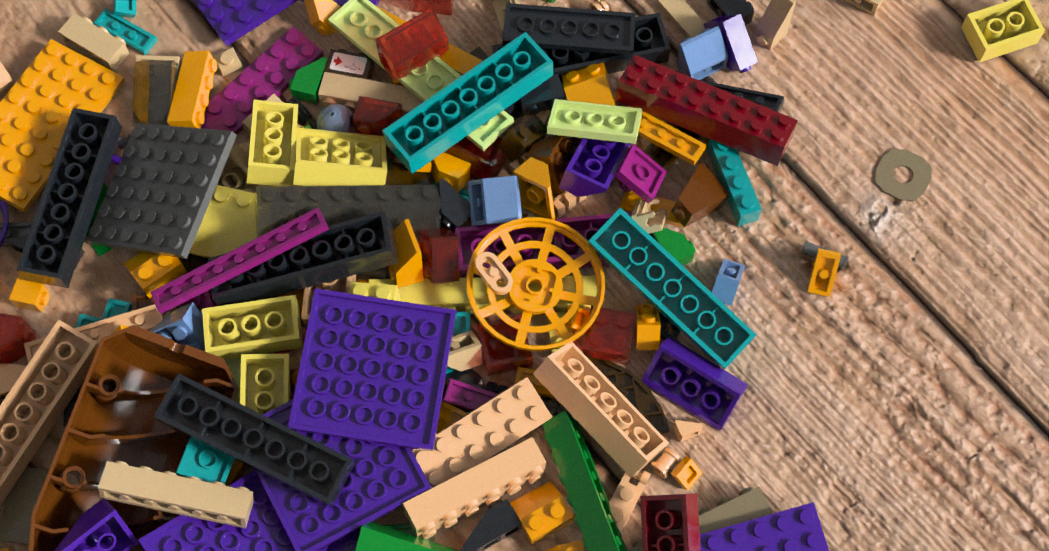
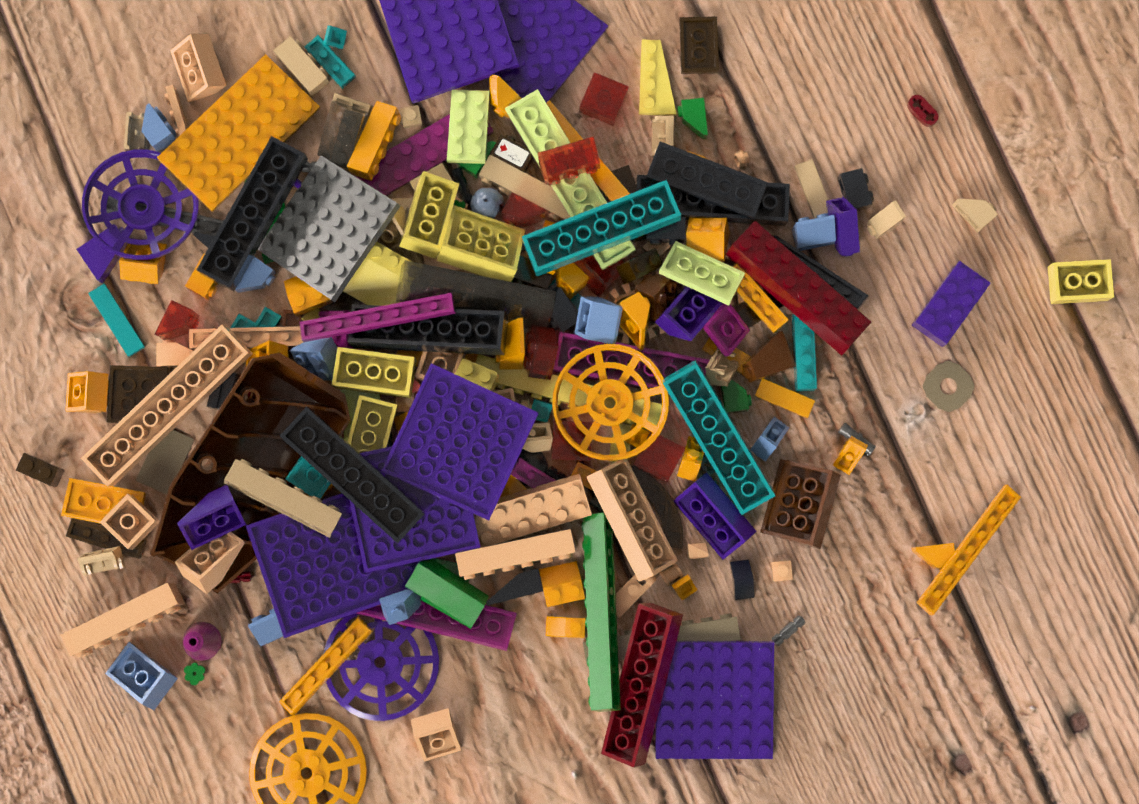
camera: 15 degrees right, 15 degrees up
(91, 270) = (256, 277): none -> medium blue slope
(293, 50) = (468, 126): none -> yellowish green plate
(495, 273) = (580, 386): light nougat plate -> none
(729, 235) = (784, 398): none -> light orange tile
(750, 446) = (742, 579): none -> black slope
(788, 341) = (800, 503): none -> reddish brown slope
(792, 423) = (781, 571): none -> light nougat plate
(824, 487) = (788, 630): none -> dark grey axle
(874, 88) = (951, 304): none -> dark purple brick
(961, 354) = (935, 555): none -> light orange slope
(995, 337) = (968, 550): none -> light orange tile

